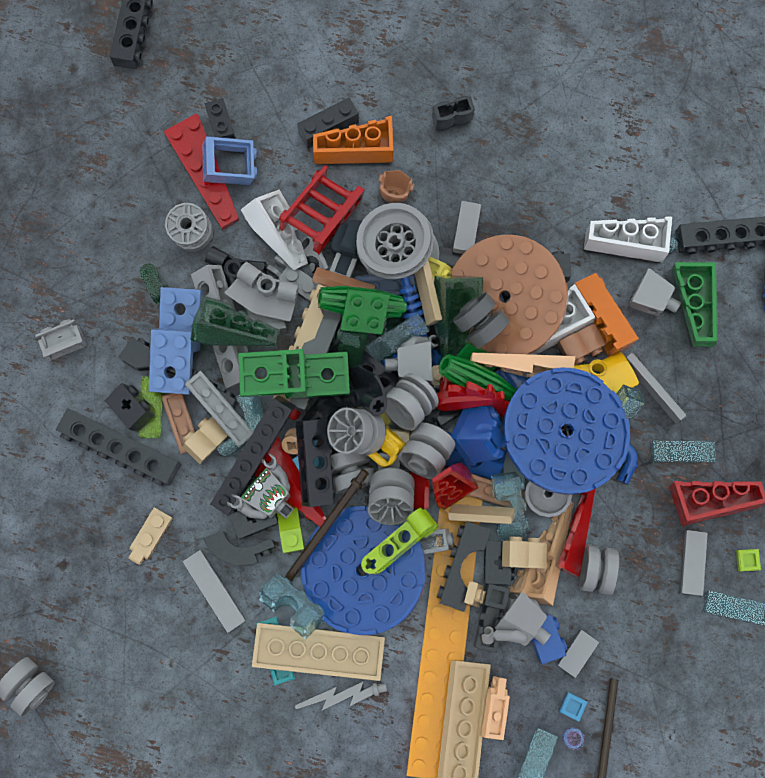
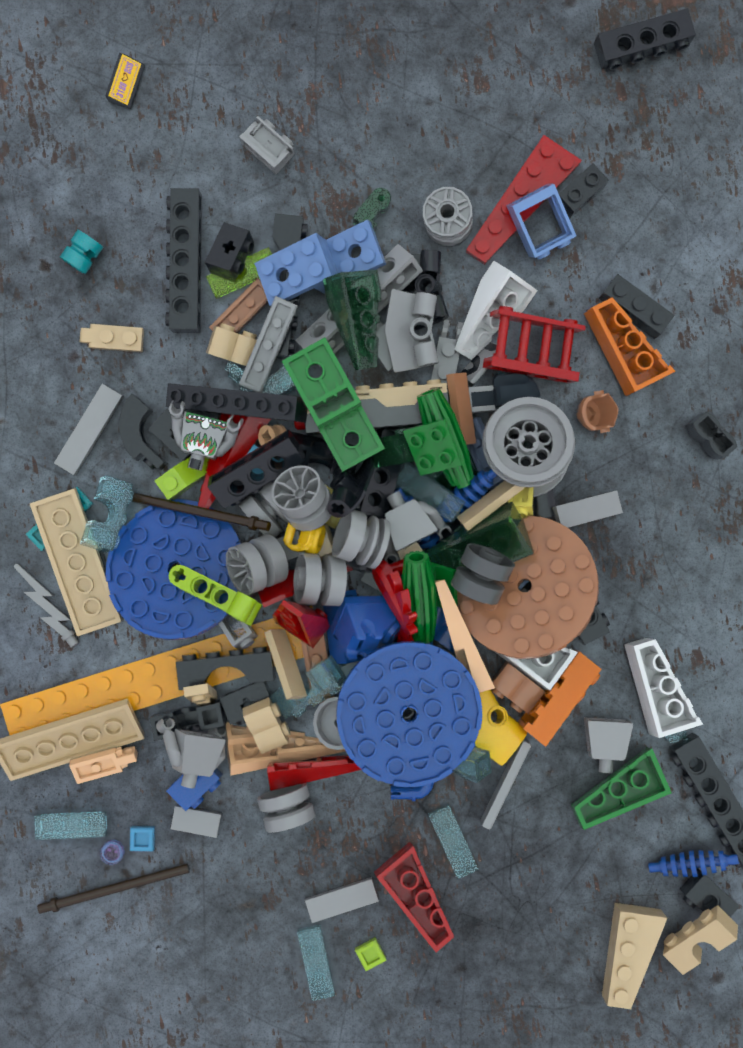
camera: 70 degrees right, 10 degrees up
(67, 526) = (81, 251): none -> teal wheel

